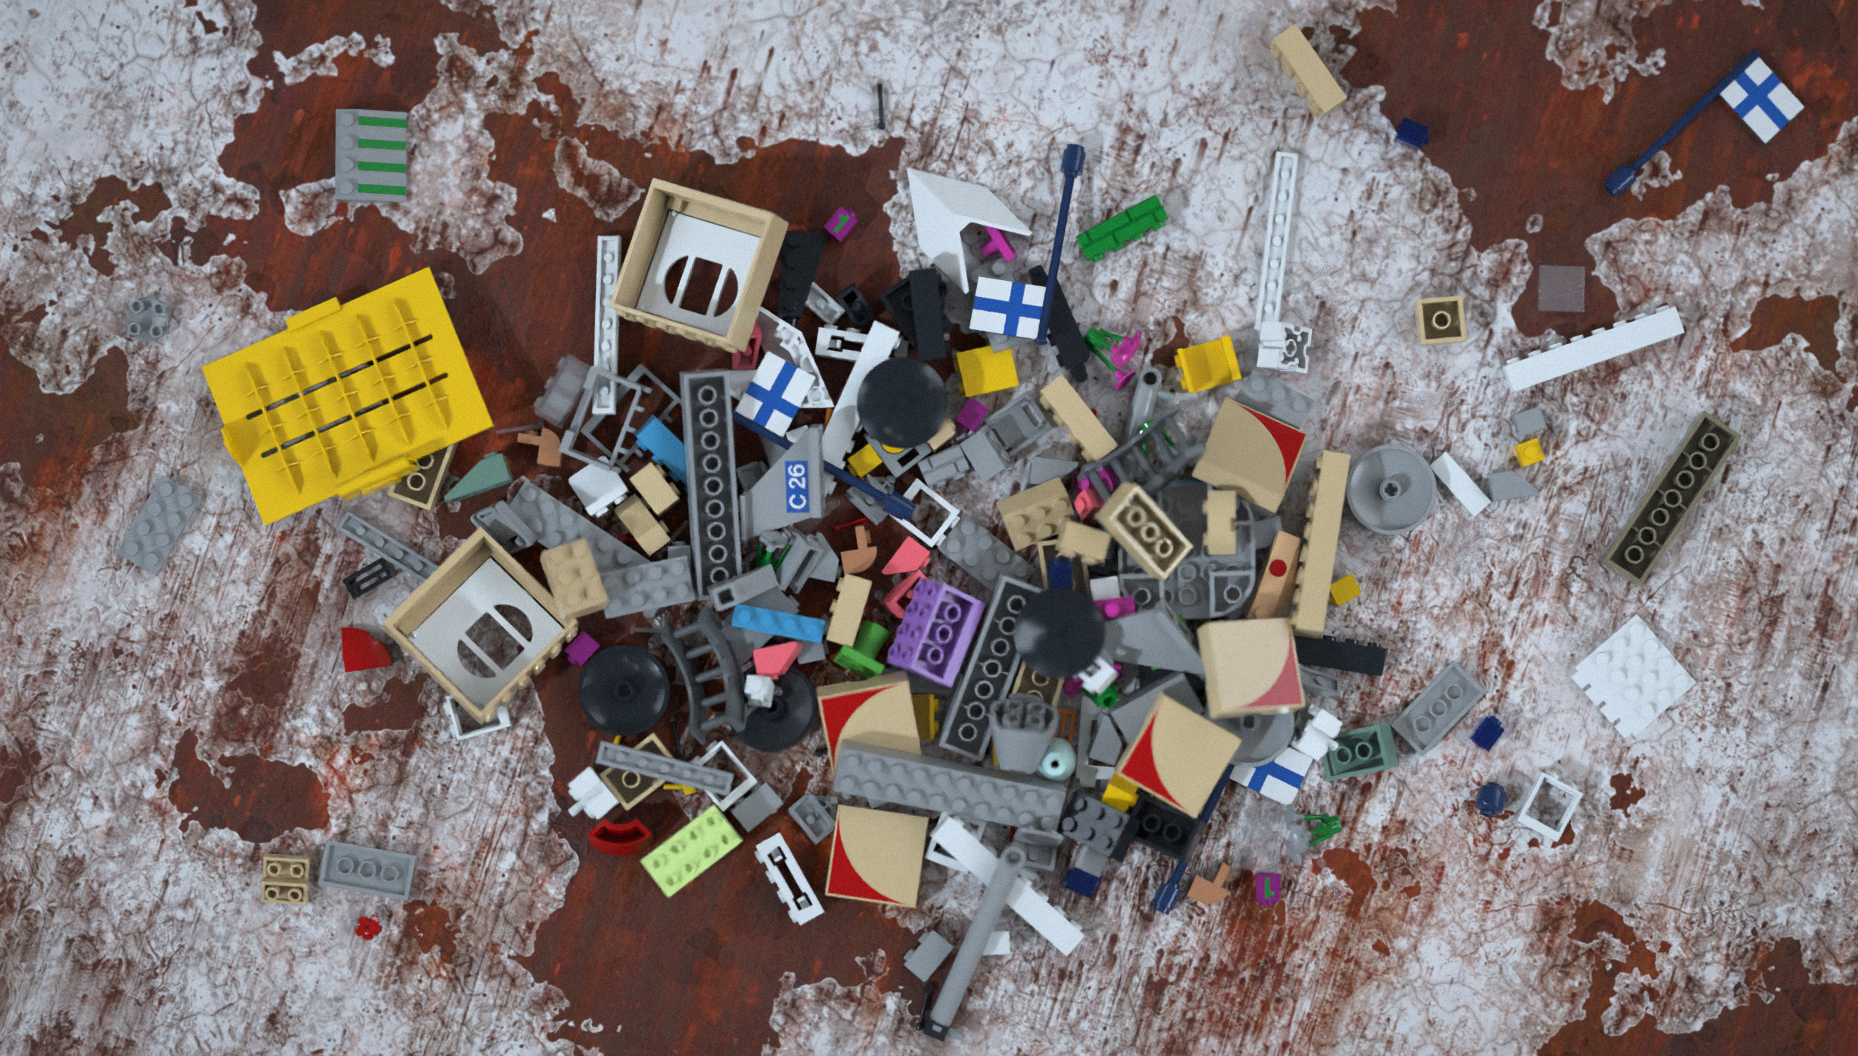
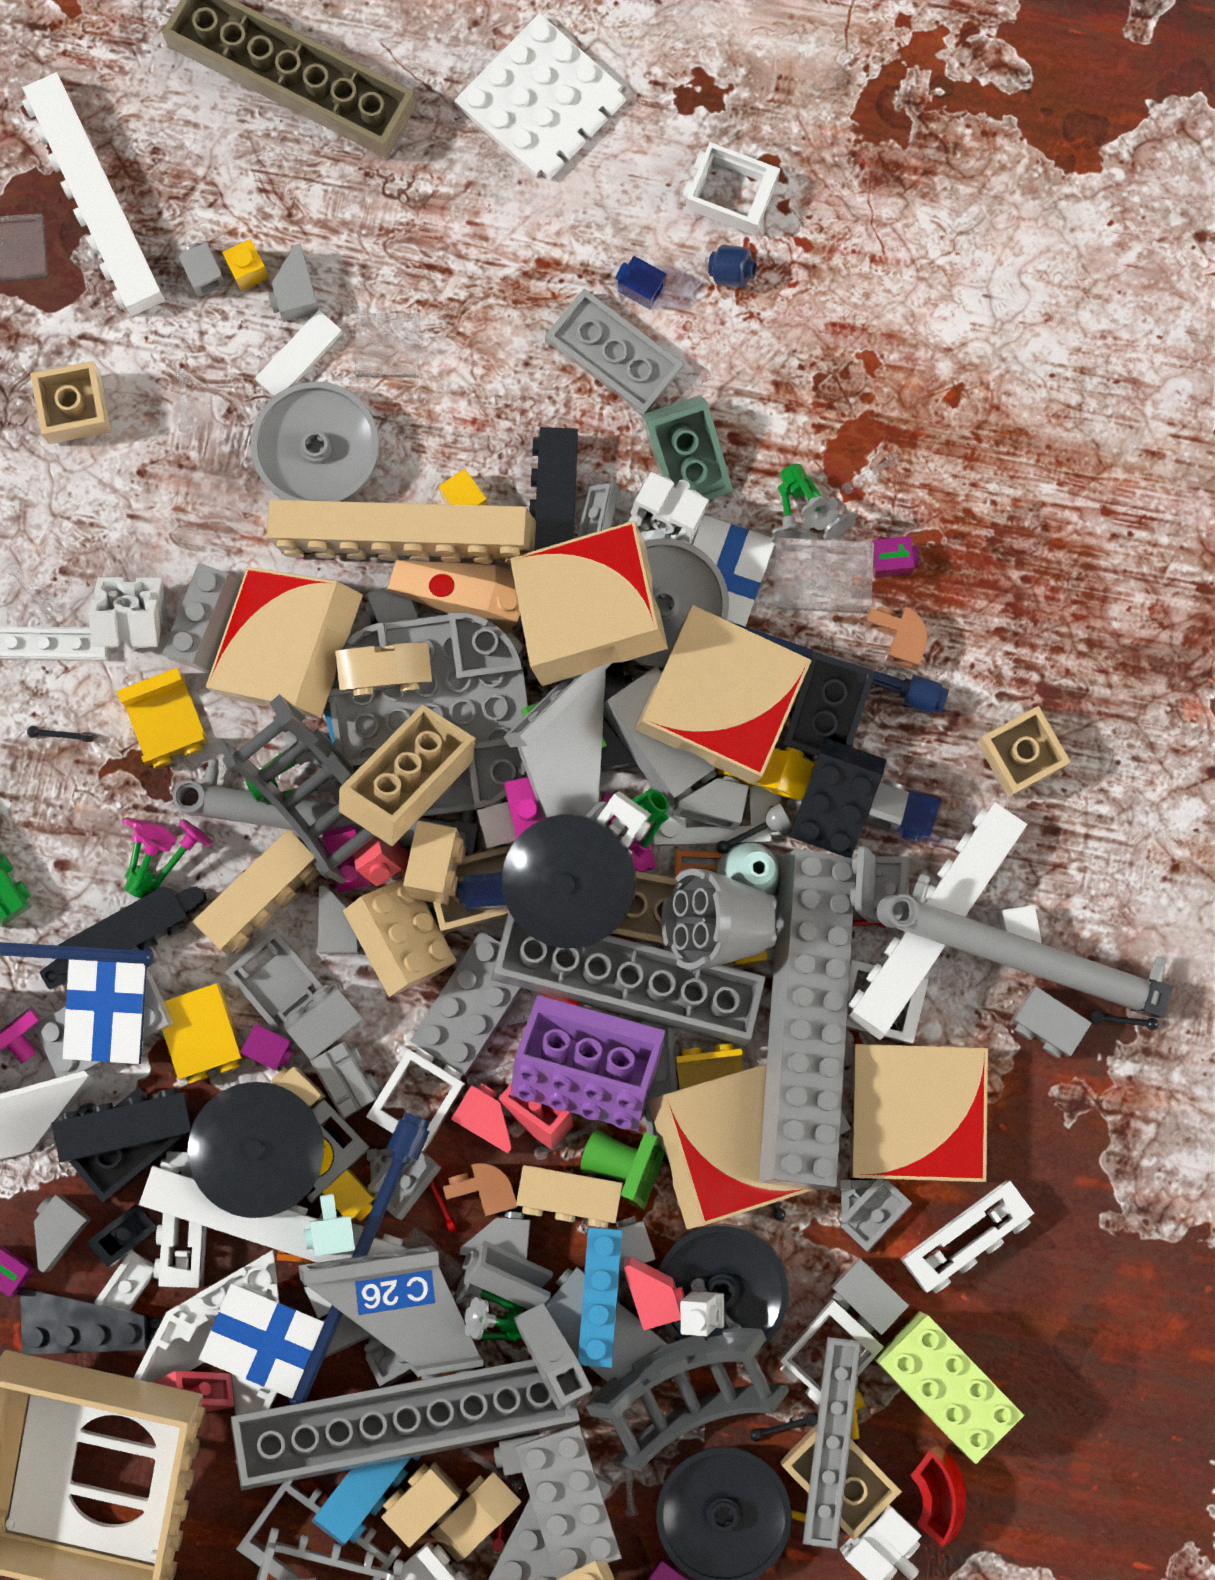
camera: 90 degrees left, 5 degrees down
(841, 448) = (331, 1233): none -> light aqua brick
(864, 261) = (57, 1229): none -> light grey slope
(1089, 782) = (775, 820): none -> hinge
(1117, 960) = (1023, 752): none -> tan brick
(1209, 273) = (34, 731): none -> black hinge

